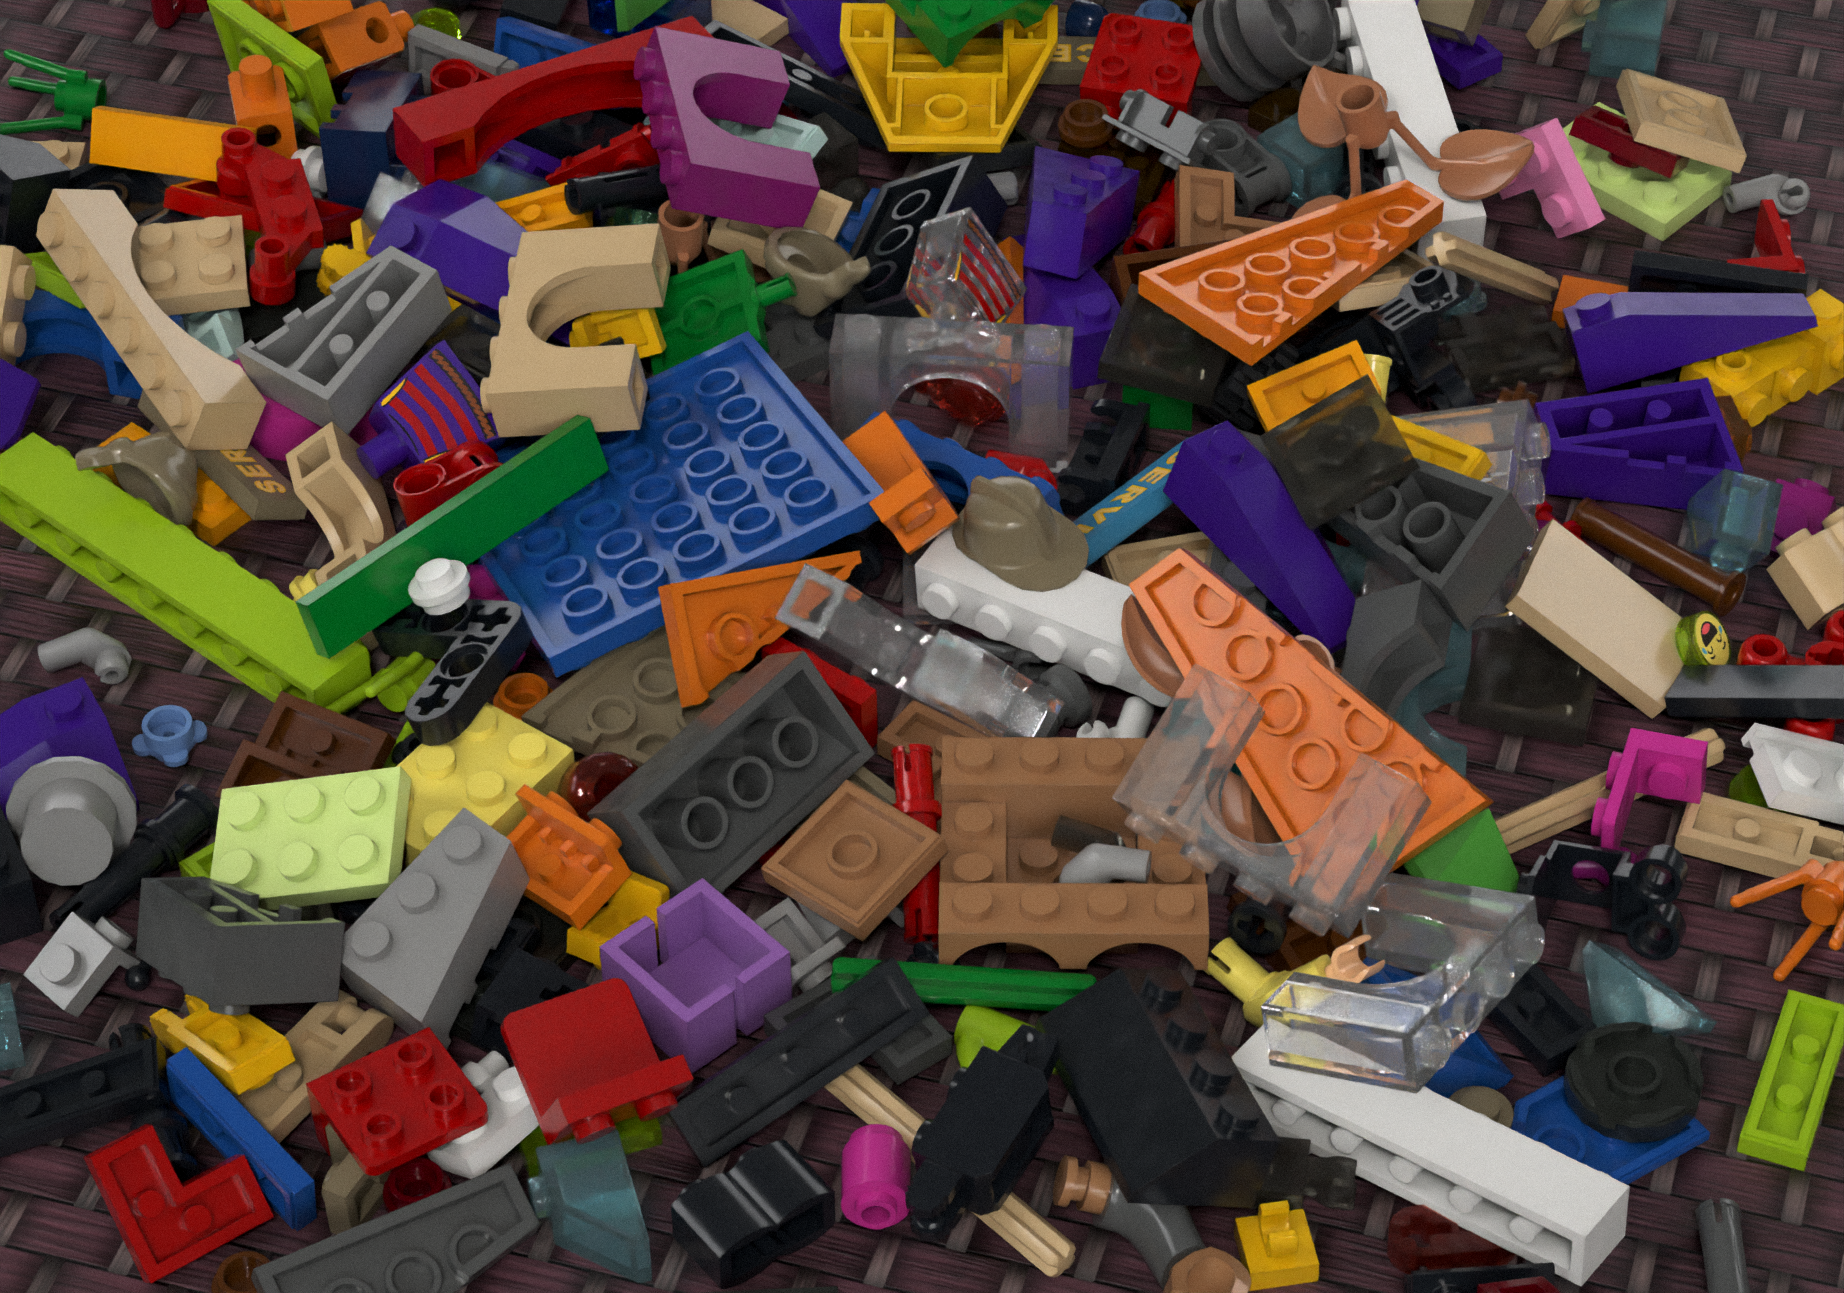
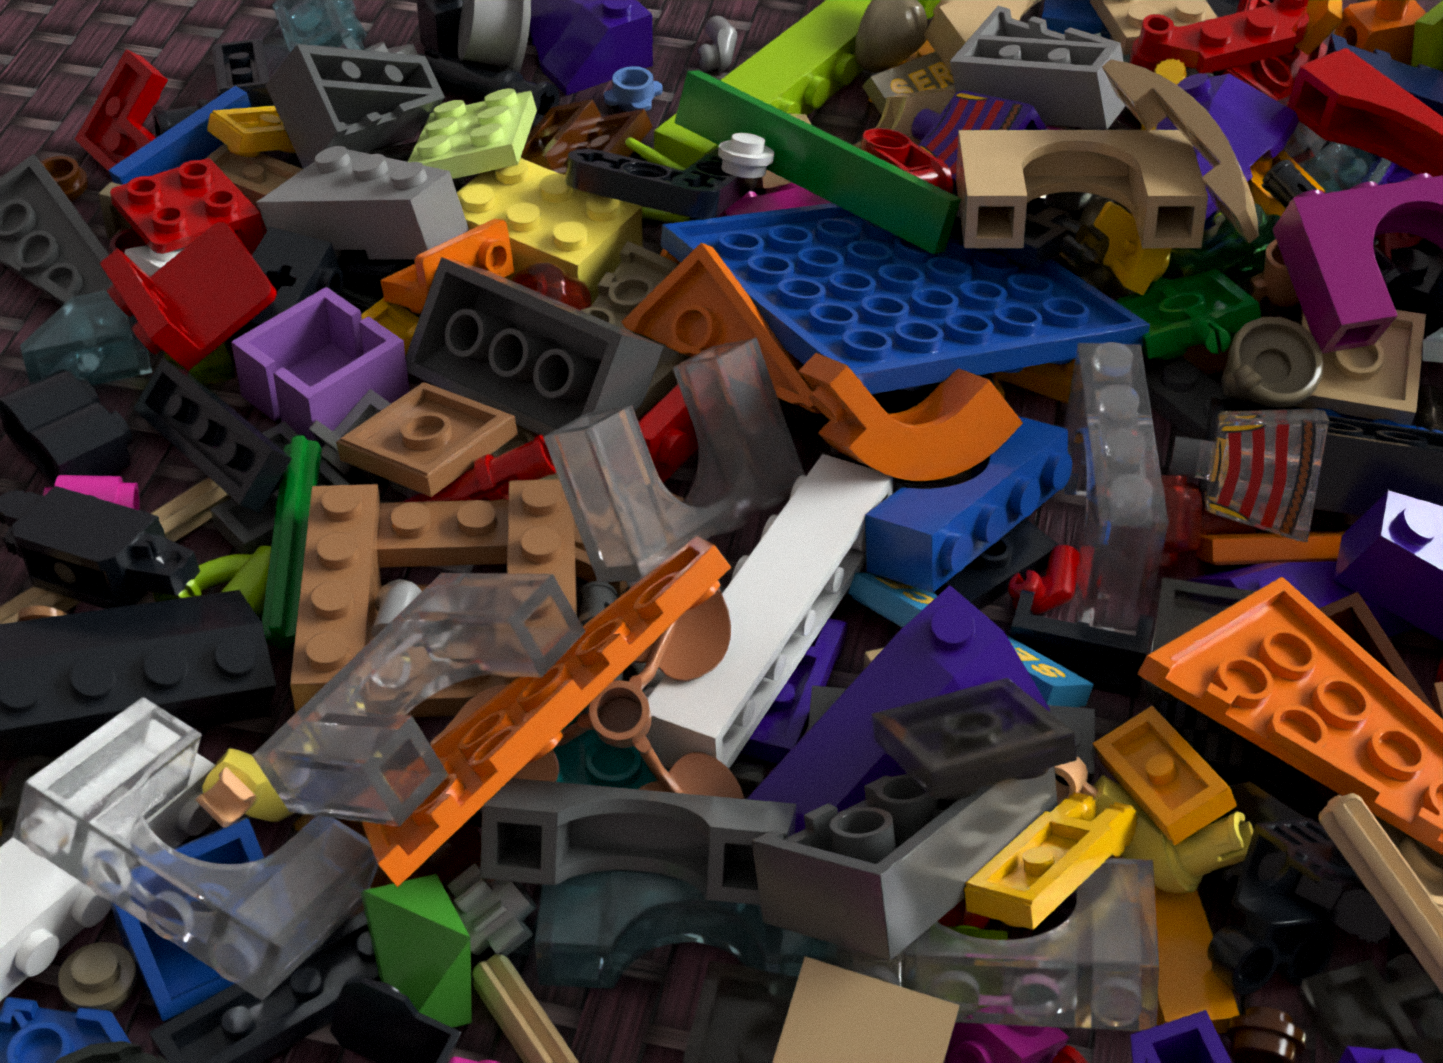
camera: 85 degrees right, 0 degrees up
(572, 206) = (1155, 98): none -> tan slope
(1019, 535) = (860, 513): dark tan piece -> none

